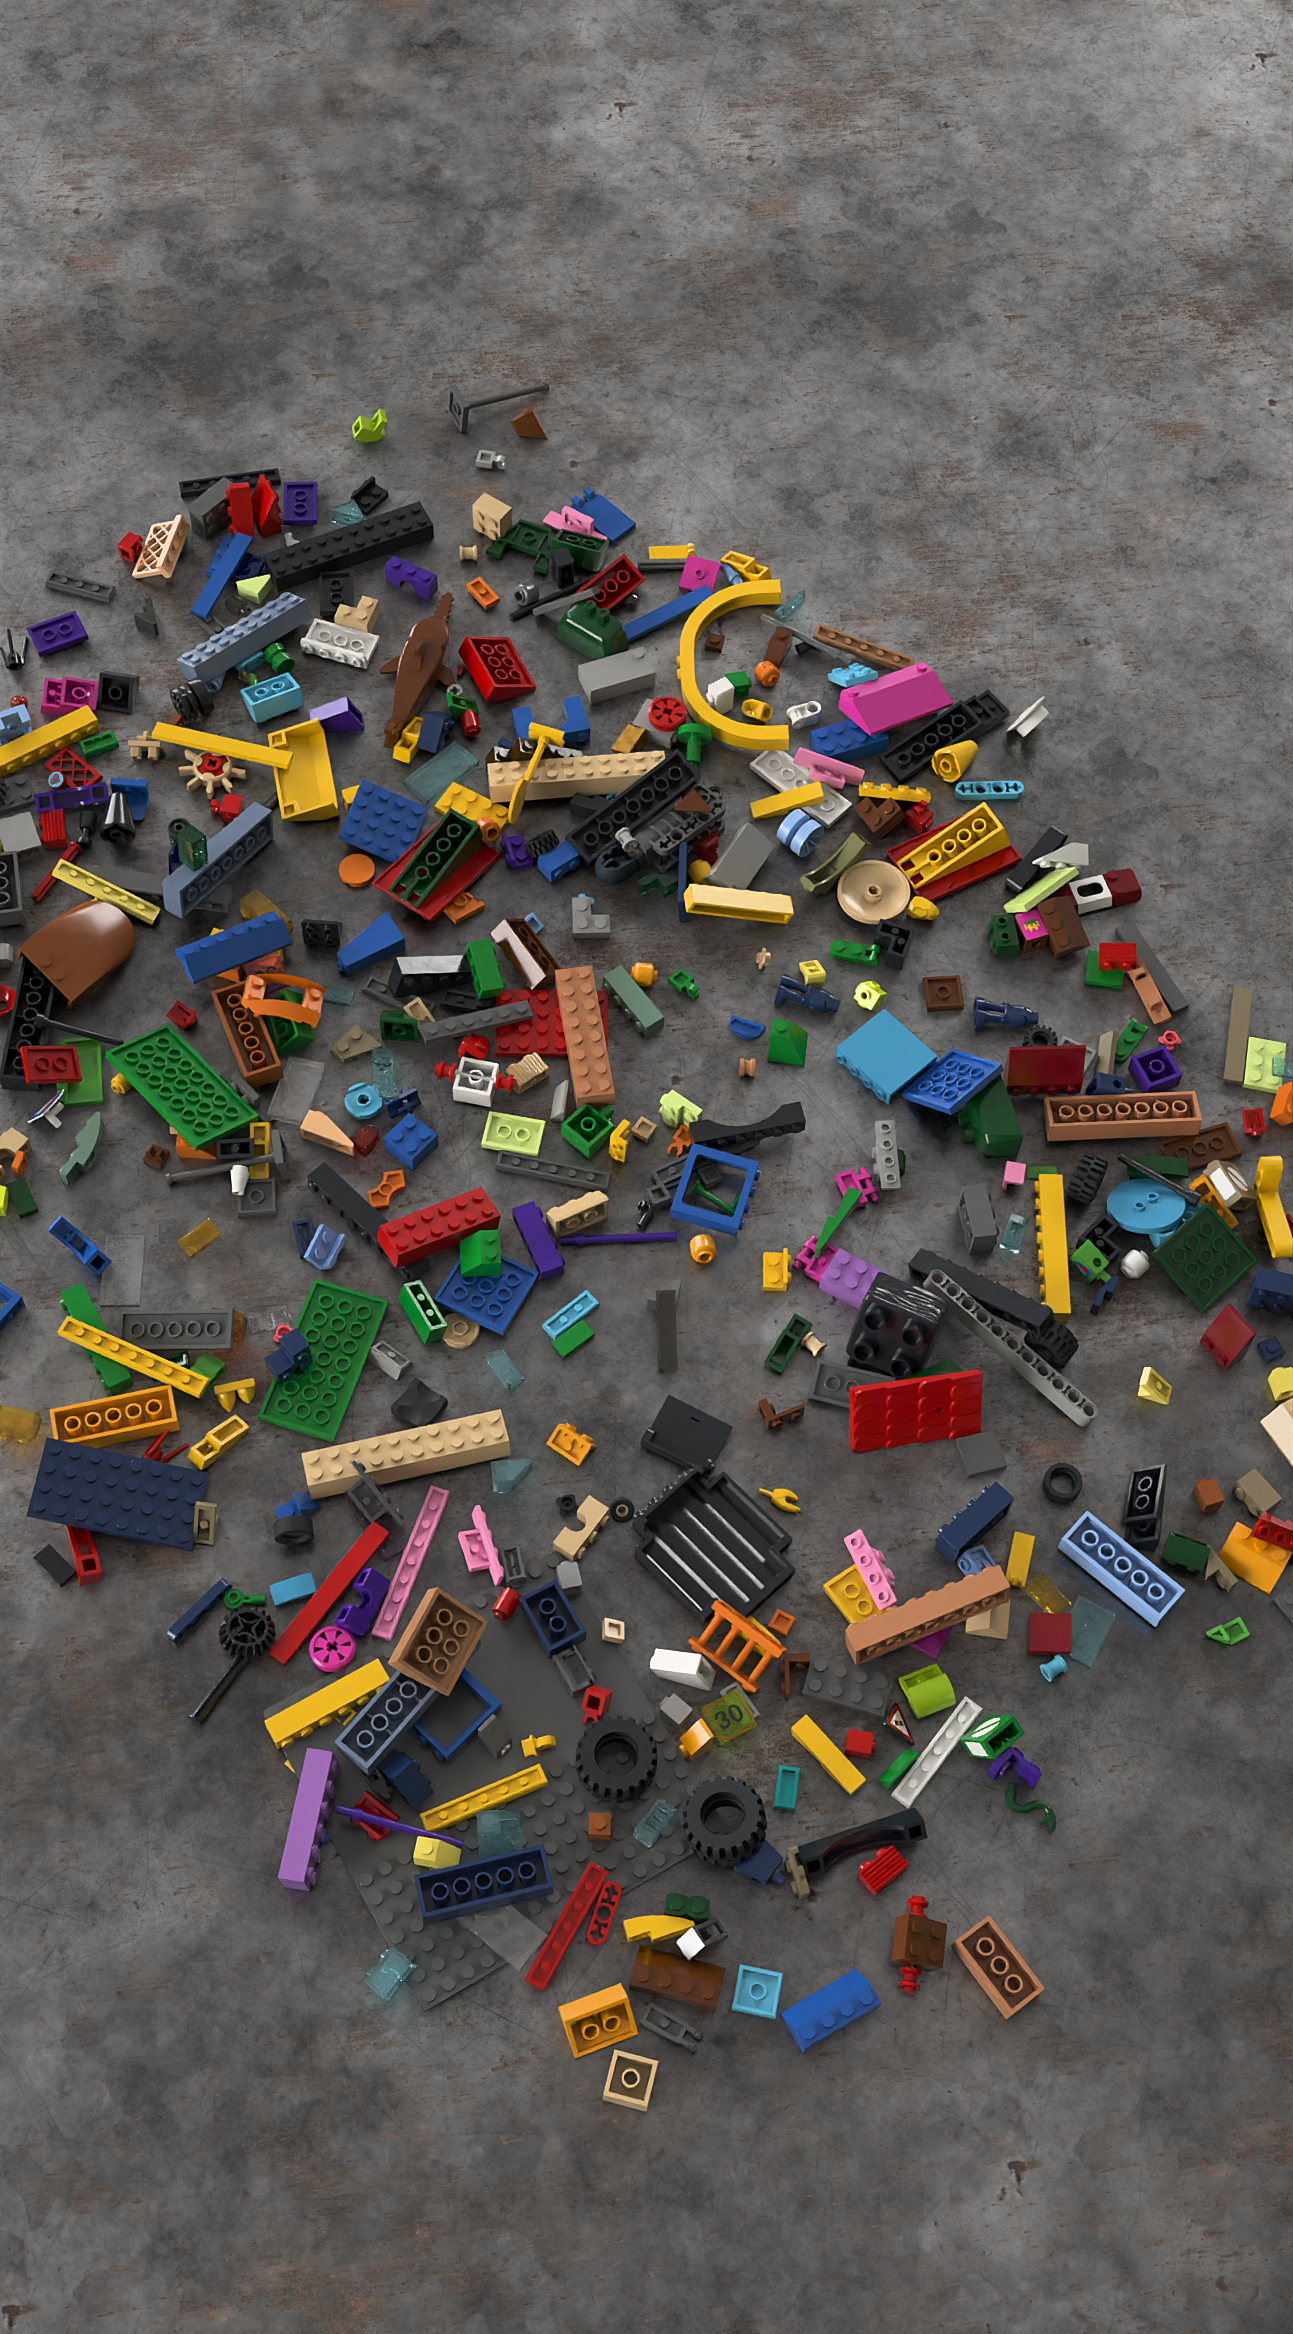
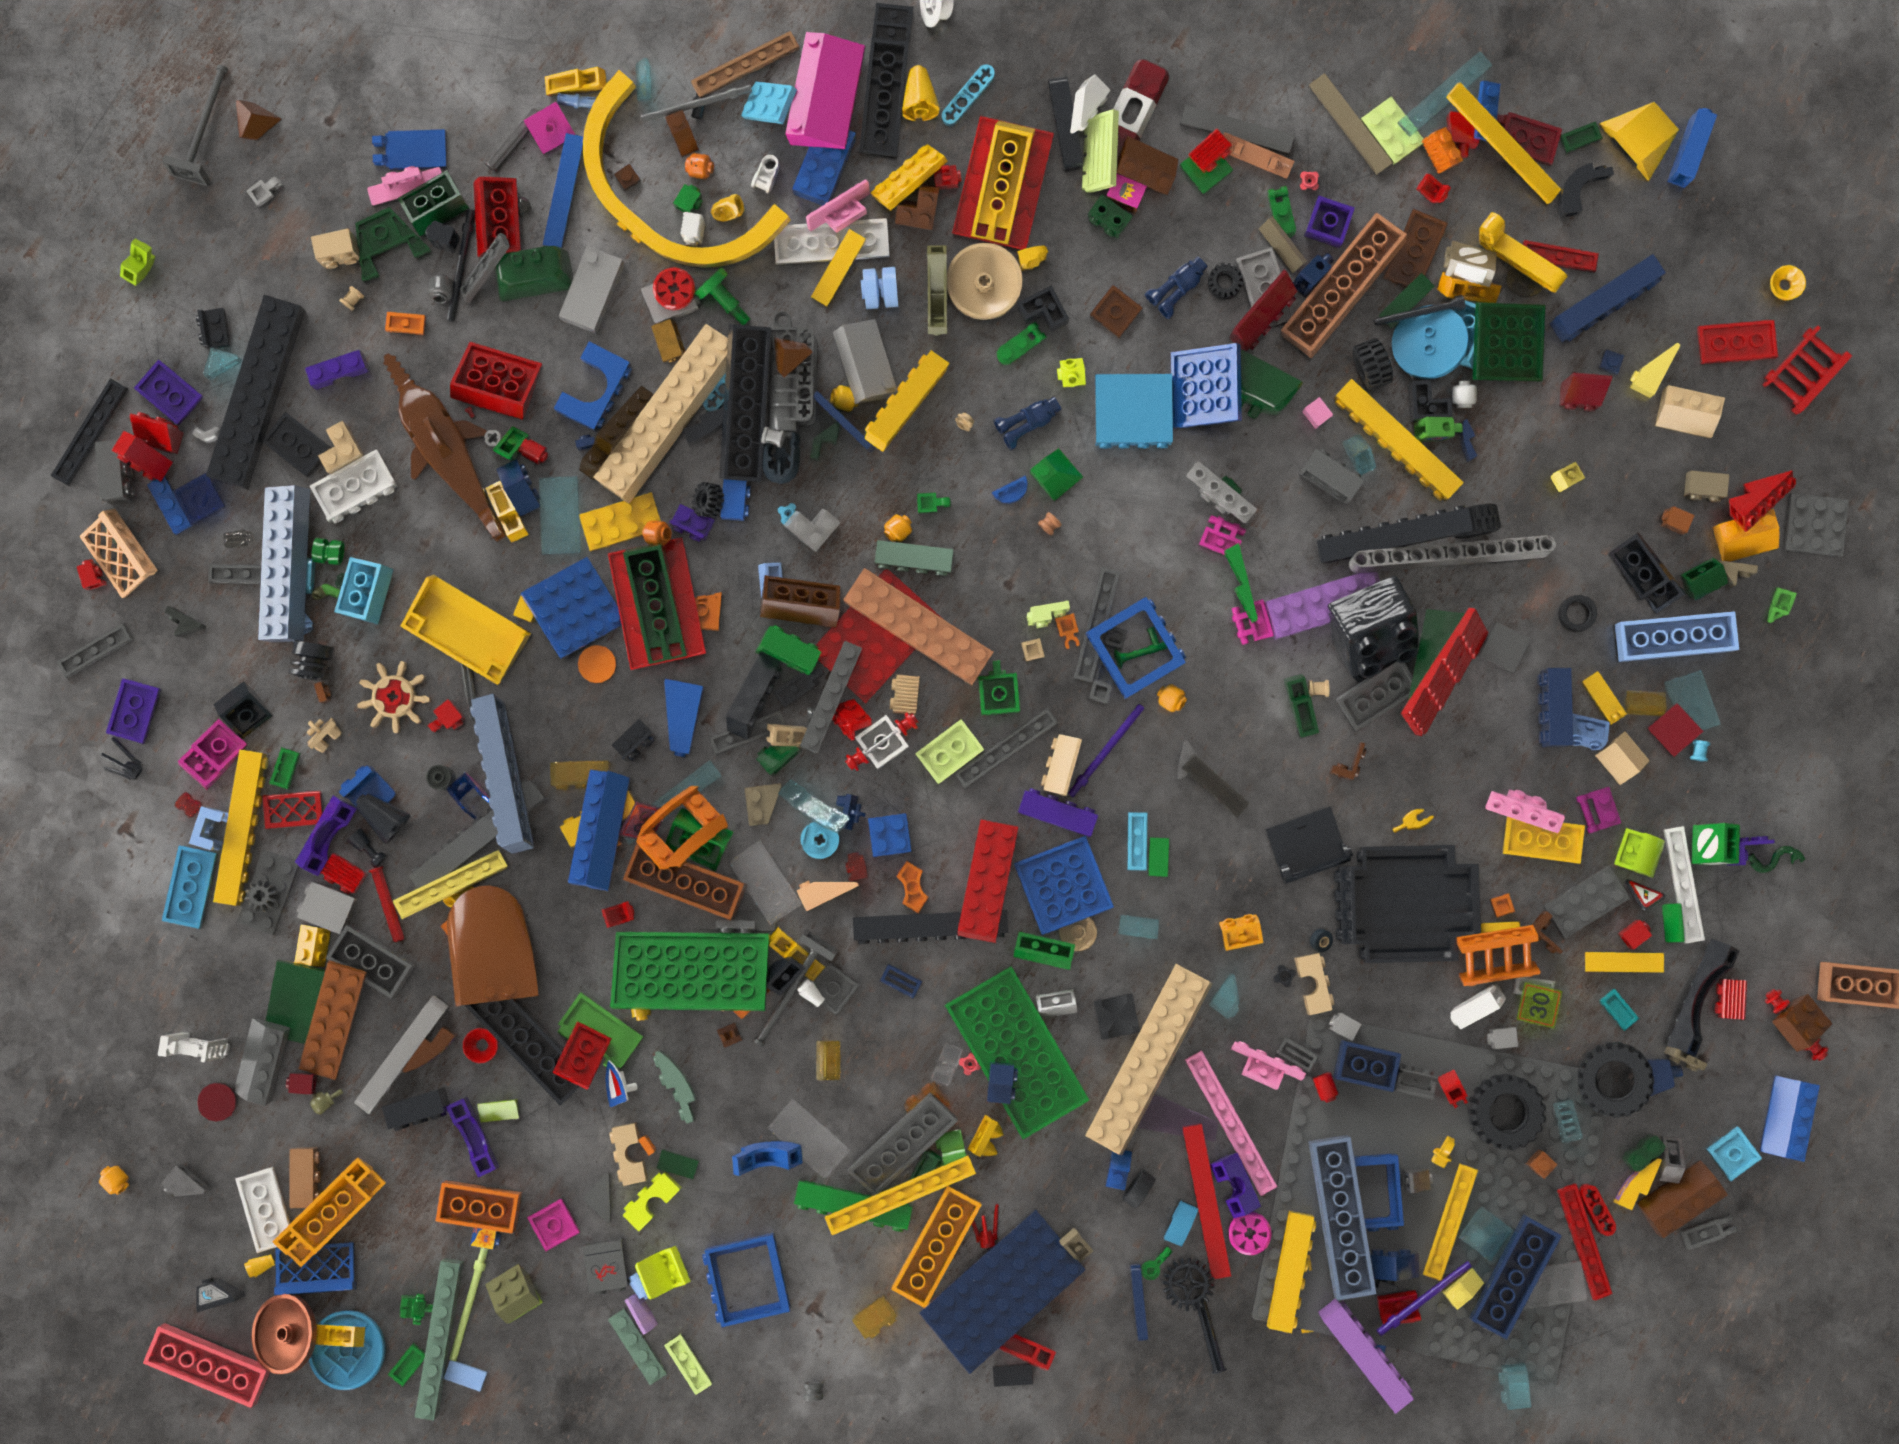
camera: 45 degrees left, 25 degrees up
(42, 1021) = (537, 1035): black piece -> none
(57, 780) = (293, 831): tile -> none
(192, 848) = (493, 798): clear green brick -> none
(217, 1442) = (1016, 1183): yellow slope -> none
(222, 575) = (194, 526): blue tile -> none
(222, 745) = (382, 674): yellow tile -> none
(255, 588) = (231, 509): yellowish green slope -> none
(325, 1247) = (925, 975): medium blue bracket -> none
(339, 716) = (432, 555): dark purple slope -> none
(369, 1499) = (1165, 1117): dark grey bracket -> none
(438, 1641) = (1330, 1171): medium nougat slope -> none
(481, 1254) = (1037, 869): green slope -> none
(544, 736) = (615, 412): yellow piece -> none
(560, 1102) = (952, 691): light grey slope -> none
(598, 2020) = (1663, 1275): light orange slope -> none
(613, 1630) = (1407, 1028): tan plate -> none
(619, 1141) = (1029, 678): yellow bracket -> none
(630, 2080) = (1722, 1290): tan brick -> none
(646, 1214) = (1104, 712): black arm -> none
(671, 552) = (503, 128): yellow hinge -> none
(696, 1741) = (1538, 1045): light orange slope -> none
(707, 847) = (826, 371): clear red slope -> none
(776, 1270) = (1235, 659): yellow bracket -> none
(785, 1120) = (1124, 540): black arch -> none
(813, 973) = (1011, 396): light yellow slope -> none
(927, 1614) = (1599, 809): nougat brick -> none
(1034, 1171) = (1329, 386): bright green window -> none

